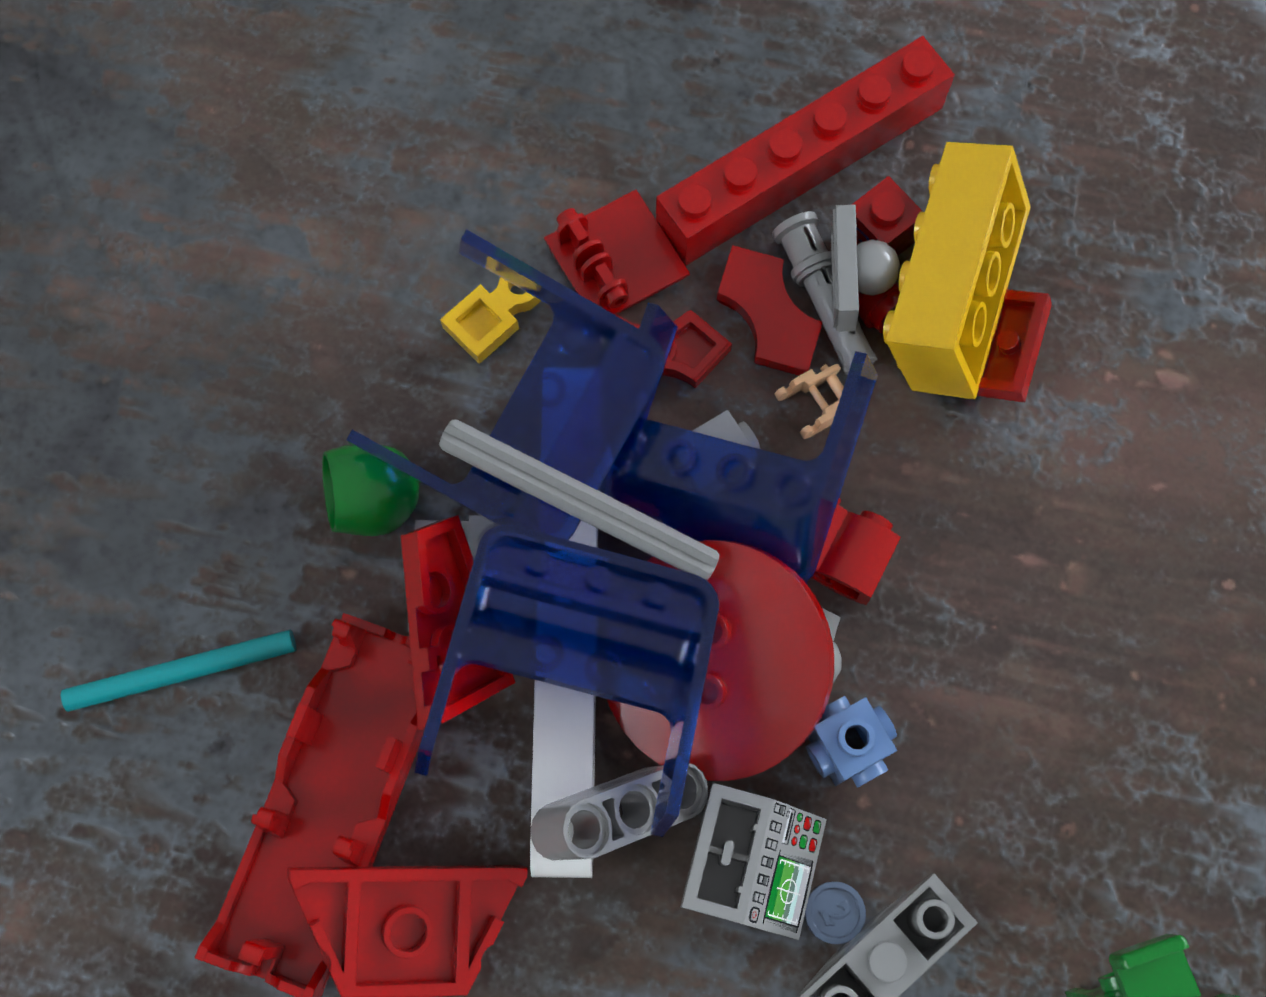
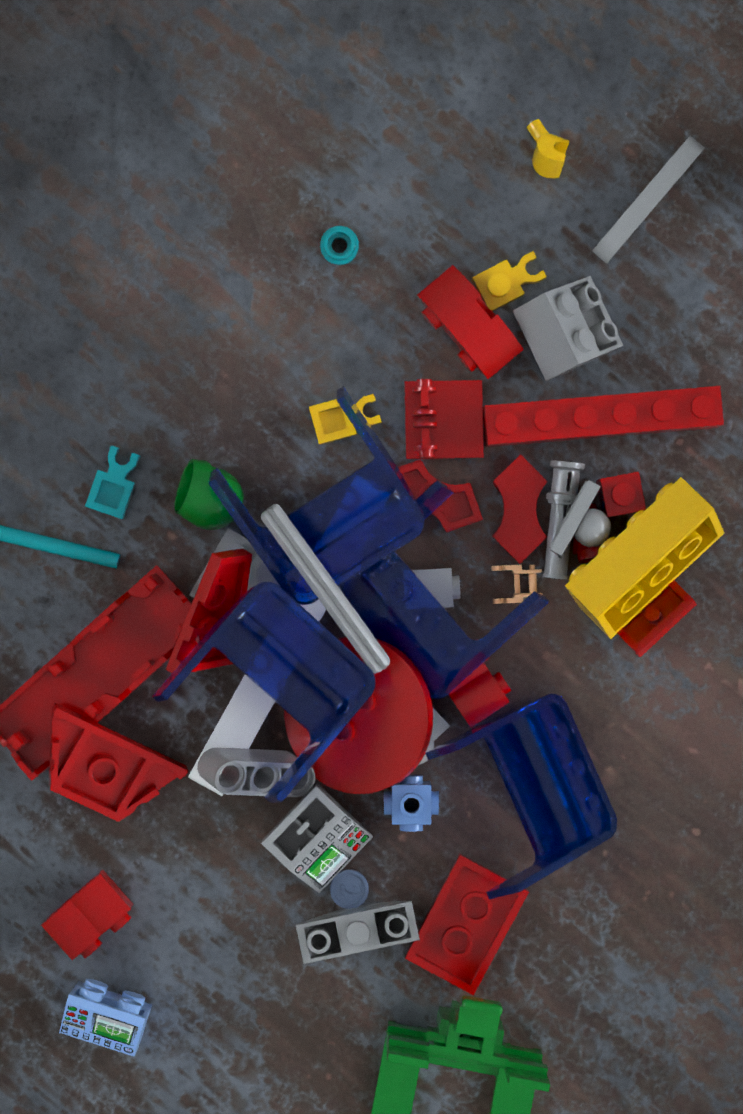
camera: 25 degrees right, 15 degrees up
(239, 551) = (111, 490): none -> teal plate
(378, 116) = (335, 233): none -> teal plate
(569, 123) = (465, 317): none -> red brick
(602, 75) = (503, 284): none -> yellow plate
(702, 78) = (567, 327): none -> light grey slope
(1016, 623) = (548, 783): none -> clear blue windscreen
(1022, 871) = (465, 926): none -> red plate

